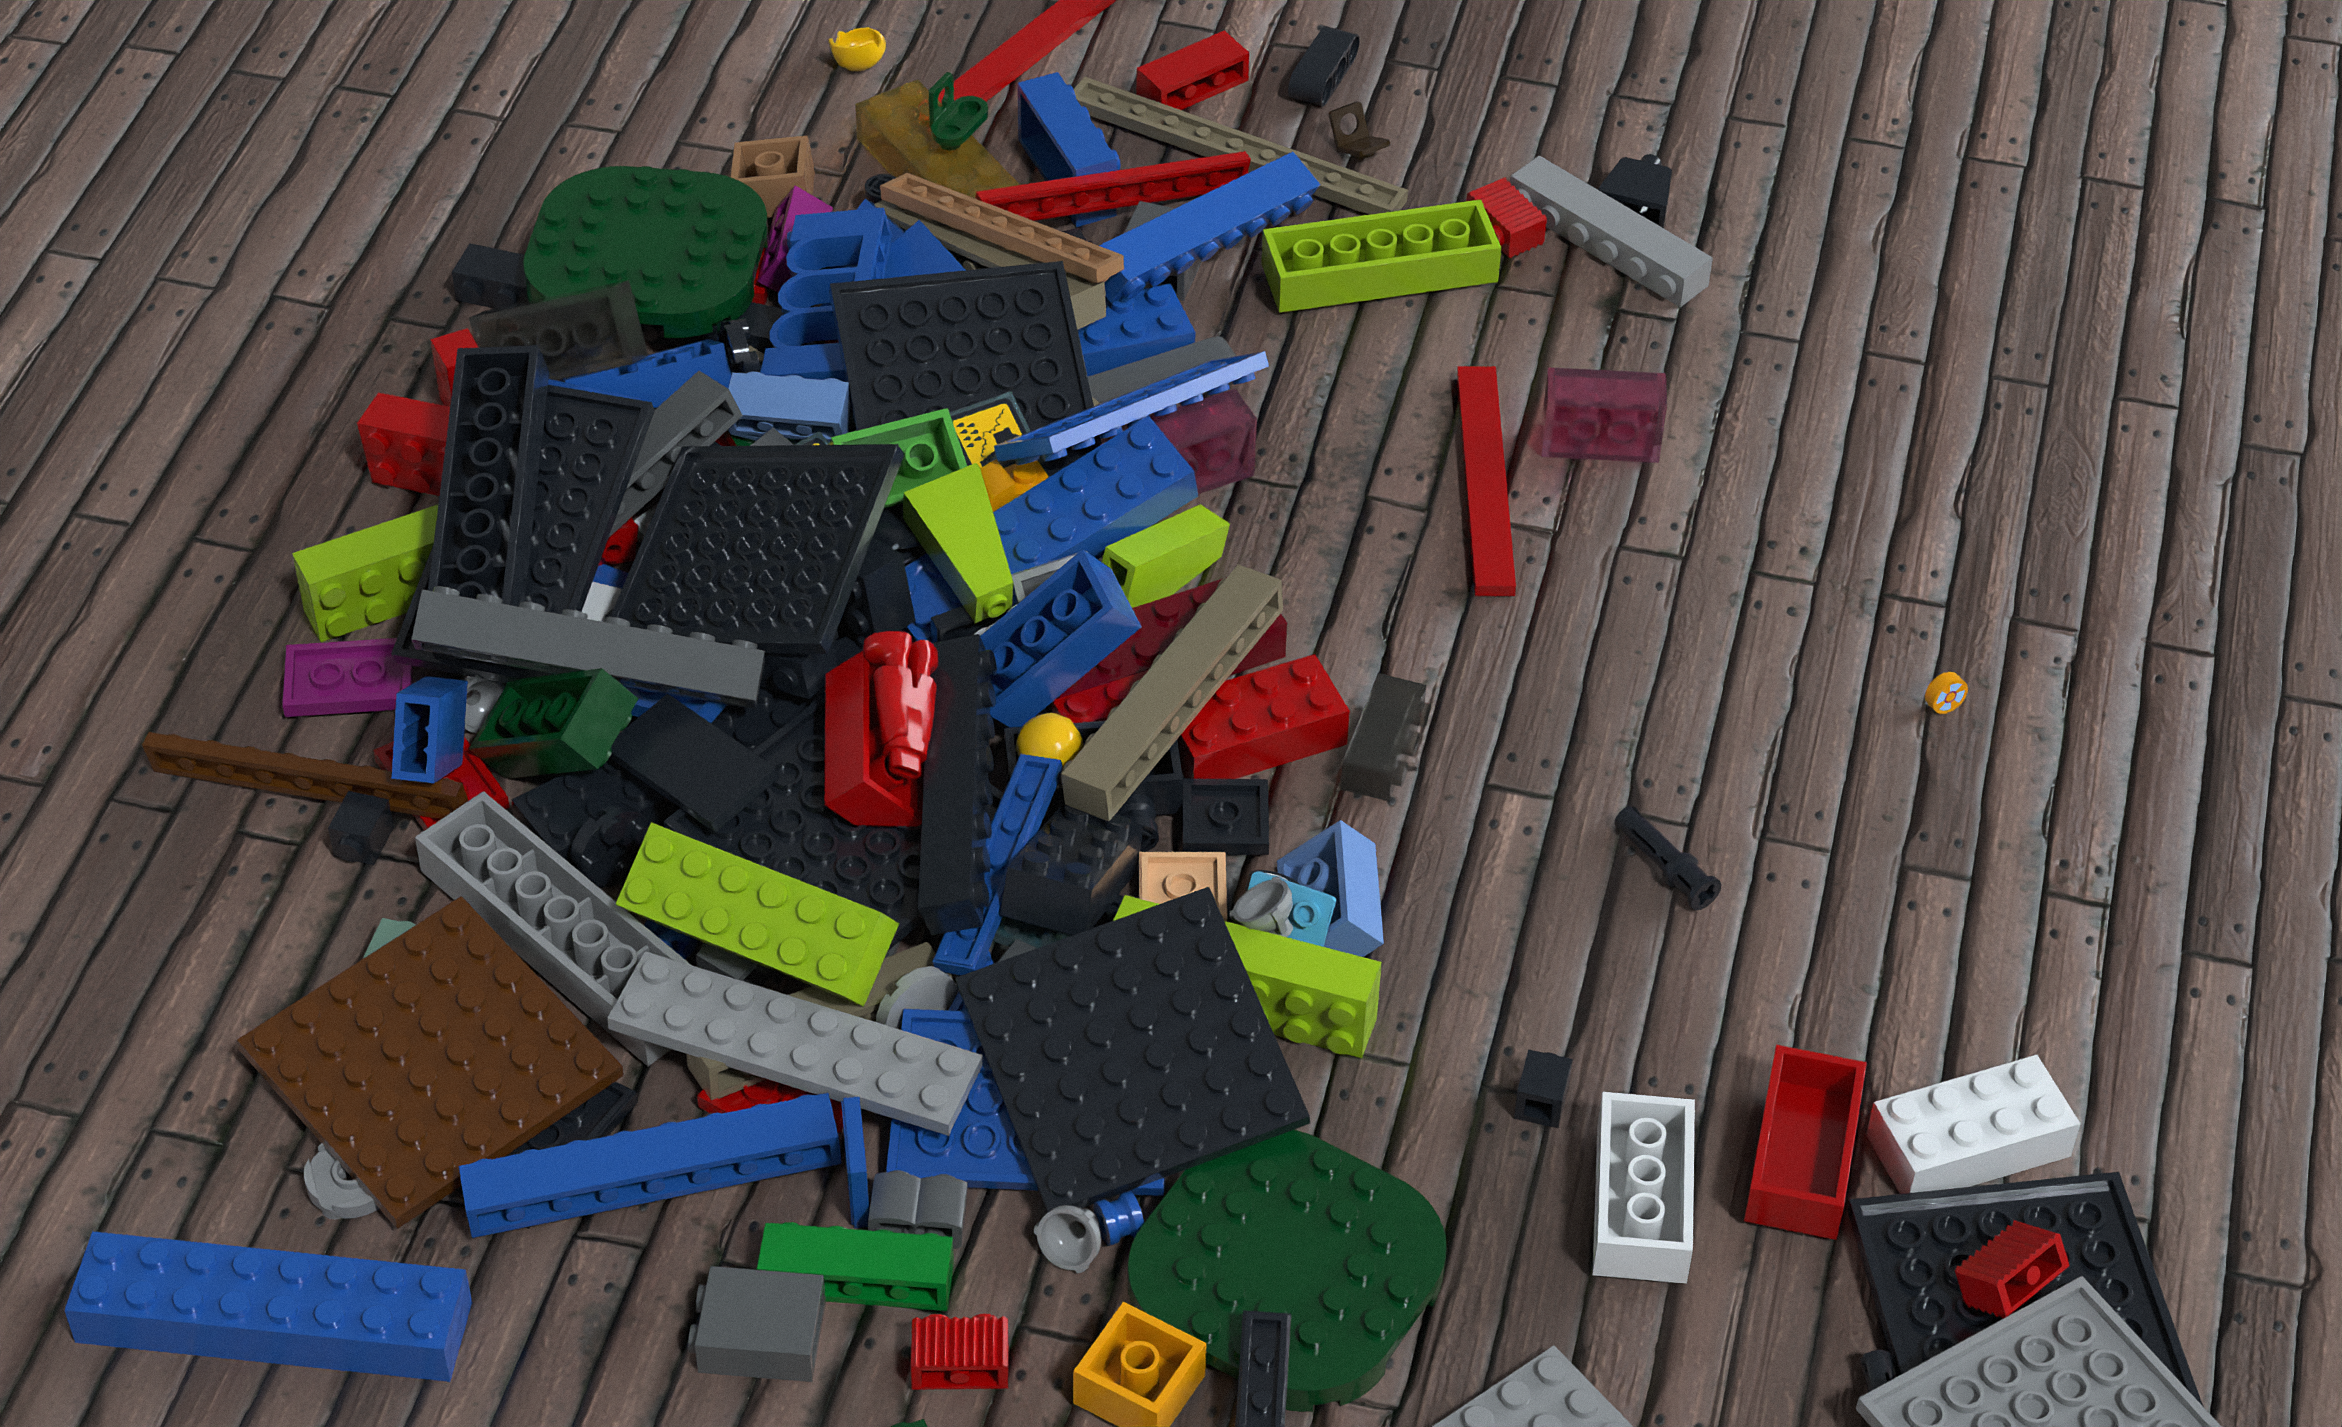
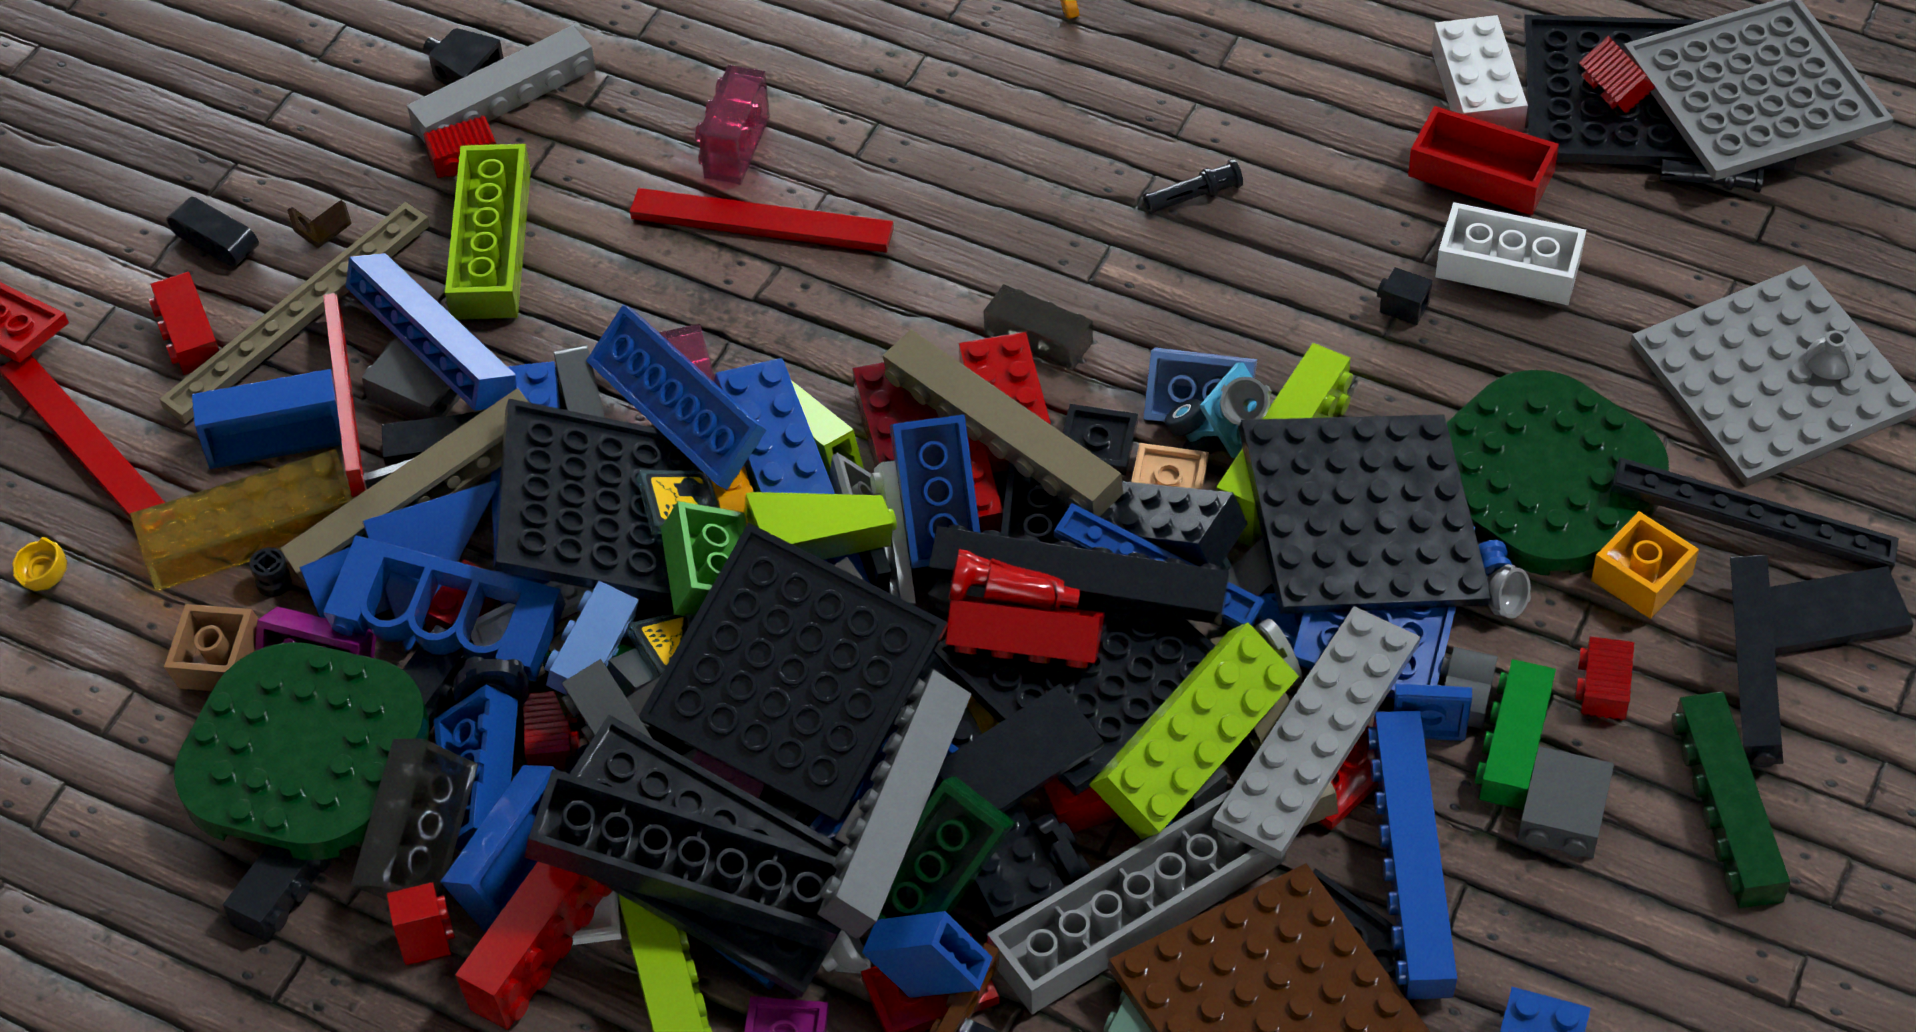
camera: 75 degrees left, 5 degrees up
(954, 119) = (224, 478): dark green bracket -> none
(1002, 227) = (402, 459): medium nougat plate -> none
(1050, 737) = (1034, 515): yellow hair -> none

